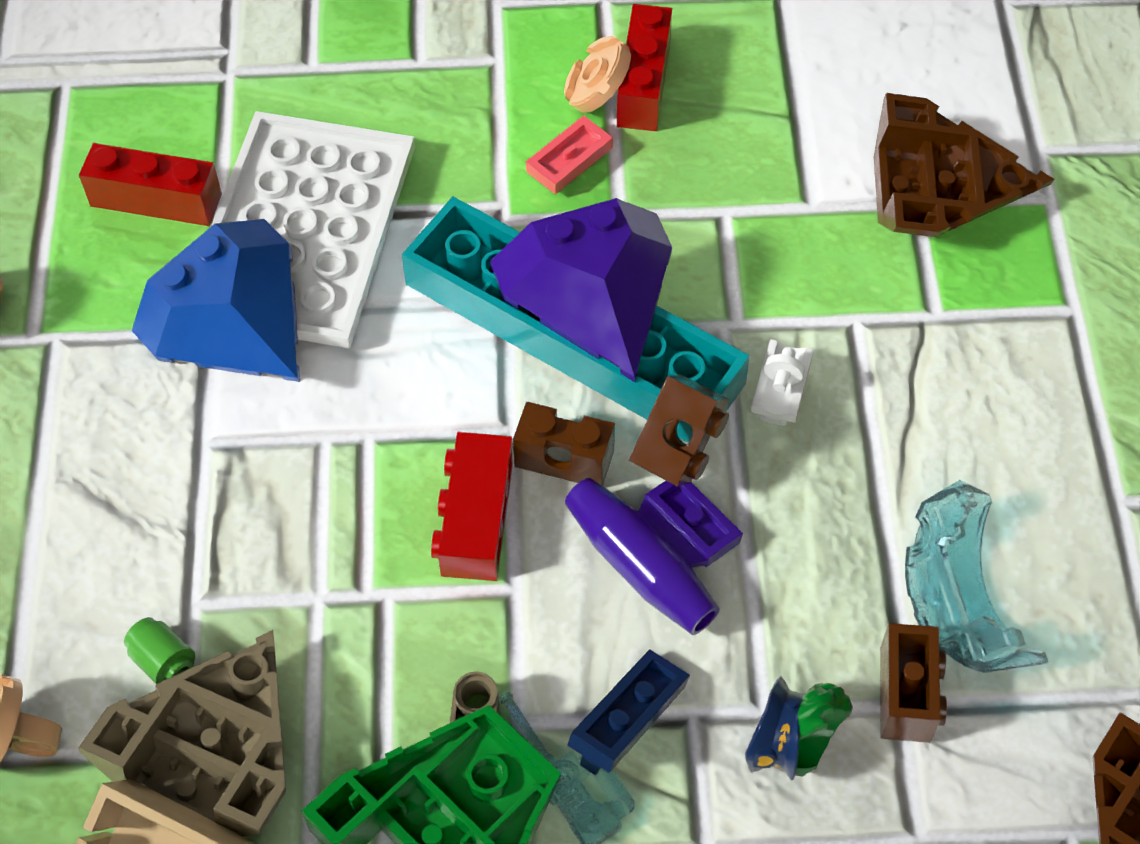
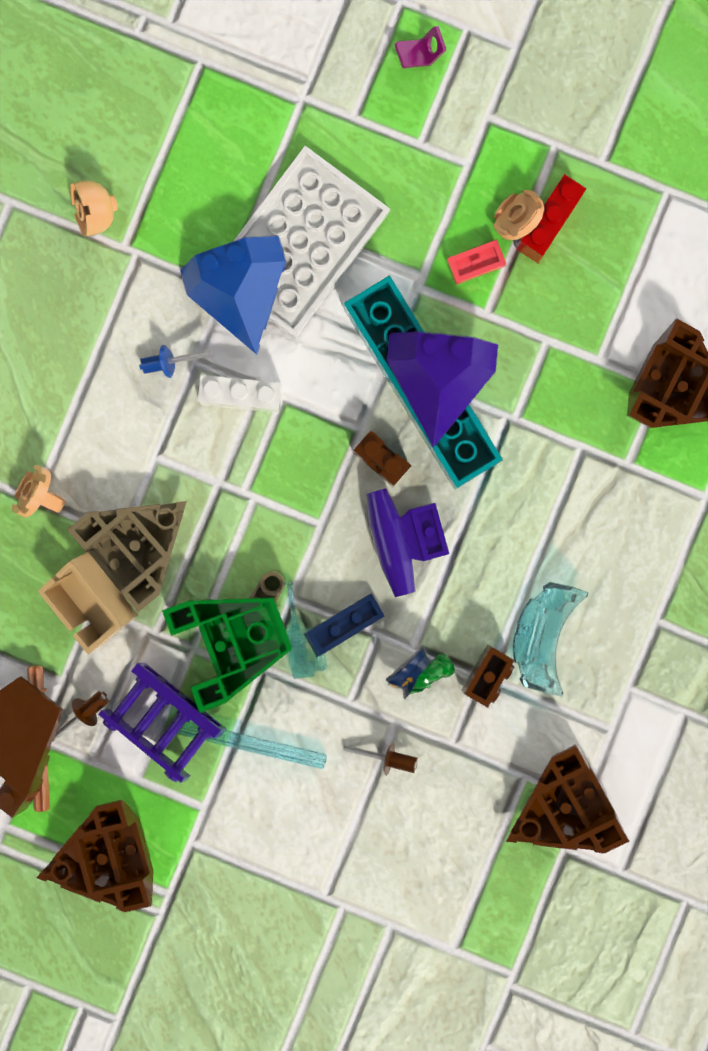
camera: 20 degrees right, 30 degrees up
(151, 184) = (224, 173): red brick -> none
(156, 451) = (166, 361): none -> blue piece
(158, 650) = (127, 482): bright green brick -> none
(297, 446) = (240, 393): none -> white brick
(474, 506) = (319, 472): red brick -> none
(659, 446) = (441, 490): reddish brown brick -> none
(781, 383) = (517, 475): white hips -> none

